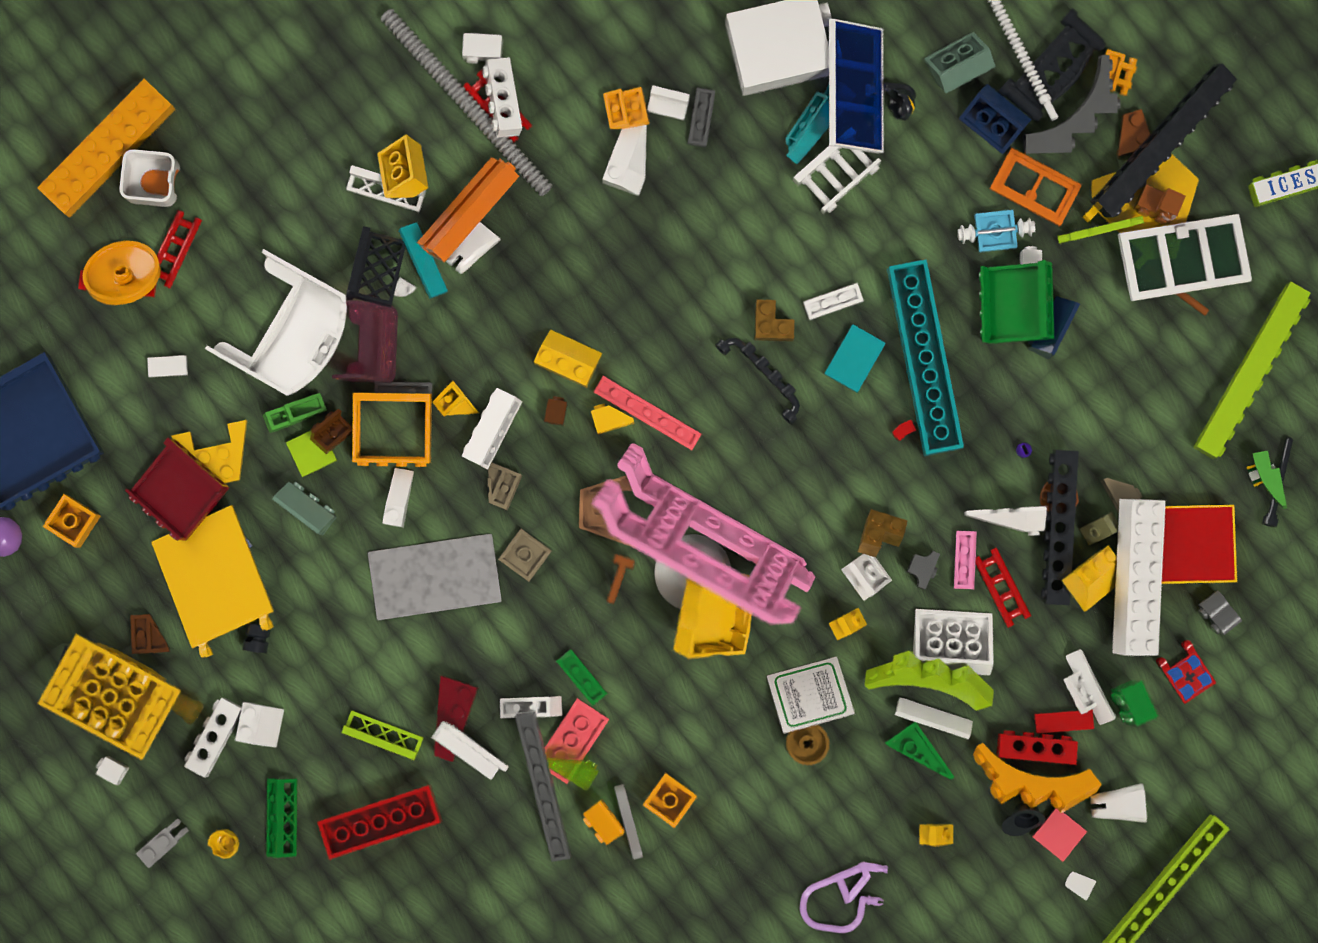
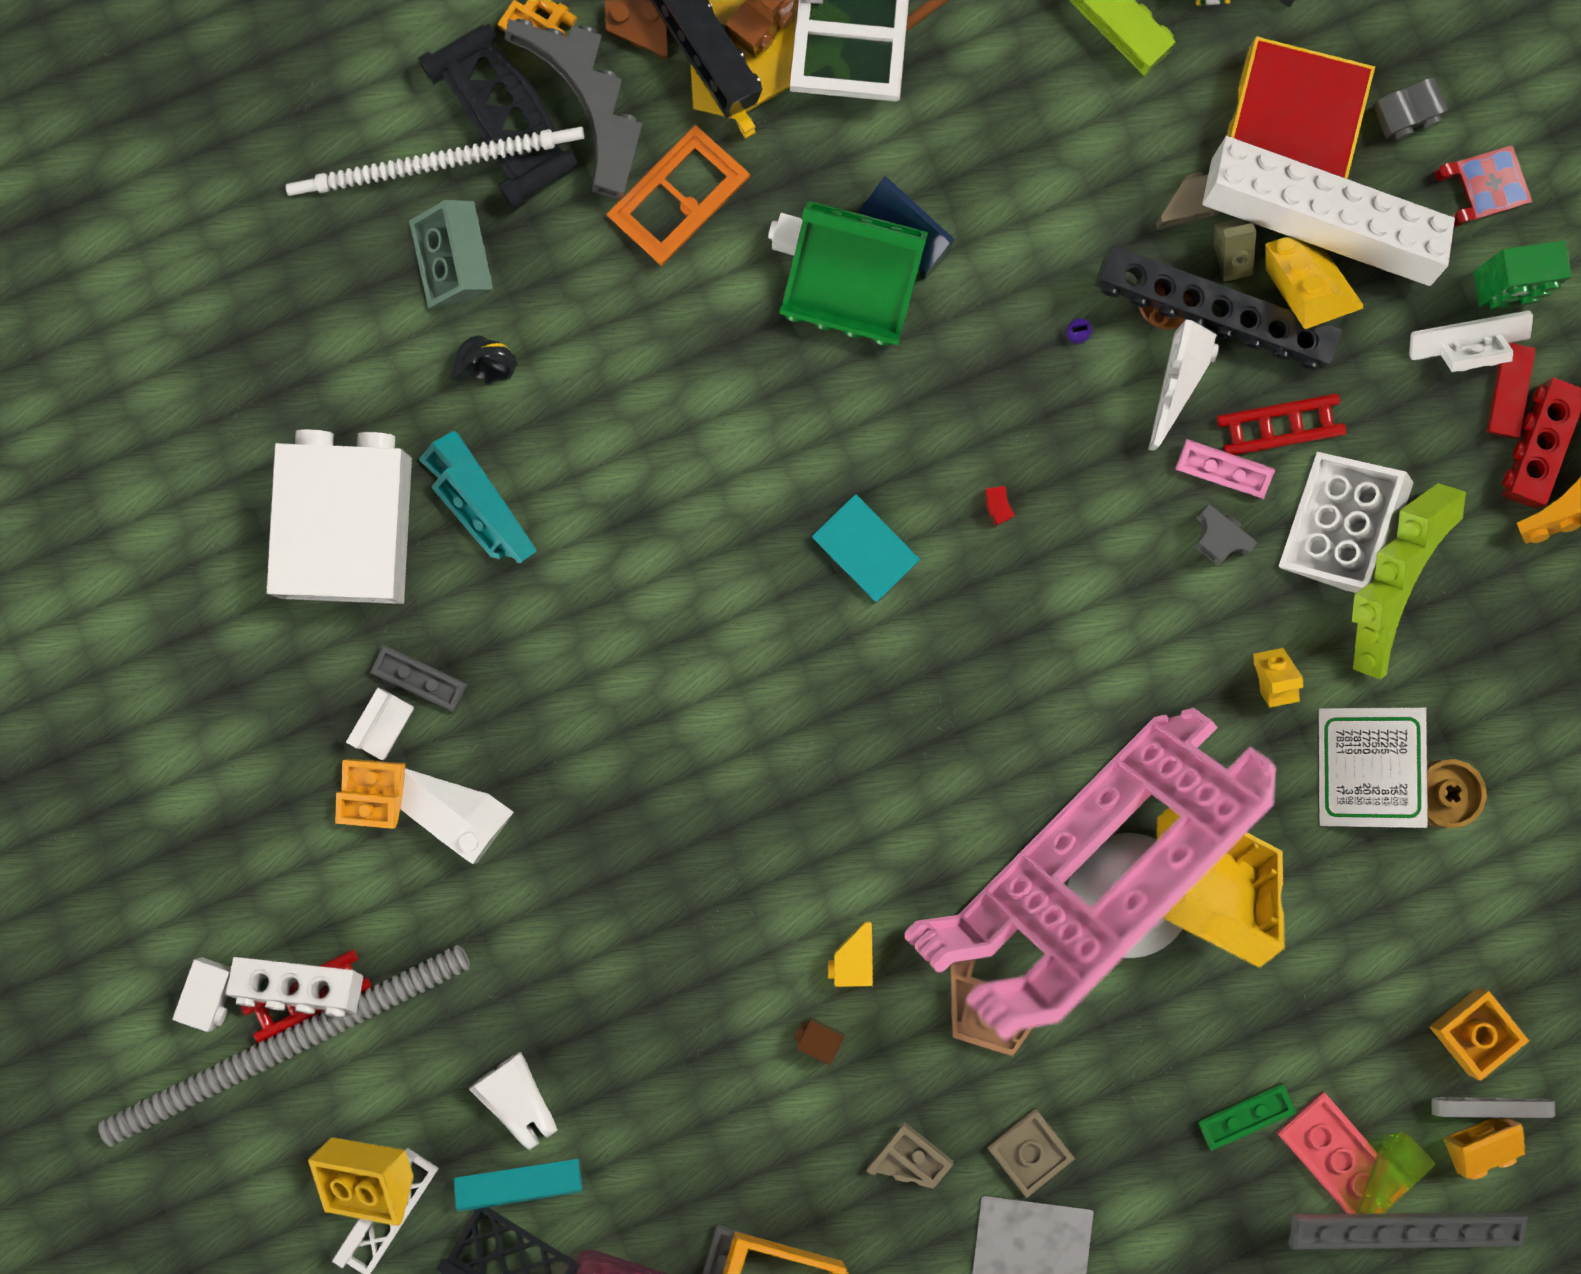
camera: 75 degrees left, 0 degrees up
(403, 288) = (553, 1229): white tile -> none
(453, 401) = (757, 1197): yellow slope -> none
(468, 209) = (457, 1092): orange brick -> none
(491, 428) = (818, 1151): white brick -> none
(541, 705) = (1275, 1205): white slope -> none
(567, 358) = (739, 997): yellow slope -> none
(623, 563) = (1099, 1006): dark orange fence -> none
(647, 413) = (860, 896): coral tile -> none
(769, 328) = (778, 669): pearl gold brick -> none
(773, 377) = (835, 695): black bar -> none
(818, 164) = (536, 489): white fence -> none
(833, 301) = (767, 556): white tile -> none
(855, 86) = (442, 424): clear blue door -> none
(866, 575) = (1209, 626): white bracket -> none
(879, 529) = (1144, 588): pearl gold brick -> none
(916, 746) = (1489, 627): green wing -> none
(925, 357) = (898, 439): teal brick -> none
(934, 718) = (1456, 586): white tile -> none
(994, 118) = (555, 226): dark blue slope -> none
(996, 231) = (729, 274): medium azure plate -> none
(1100, 229) = (775, 107): lime piece -> none

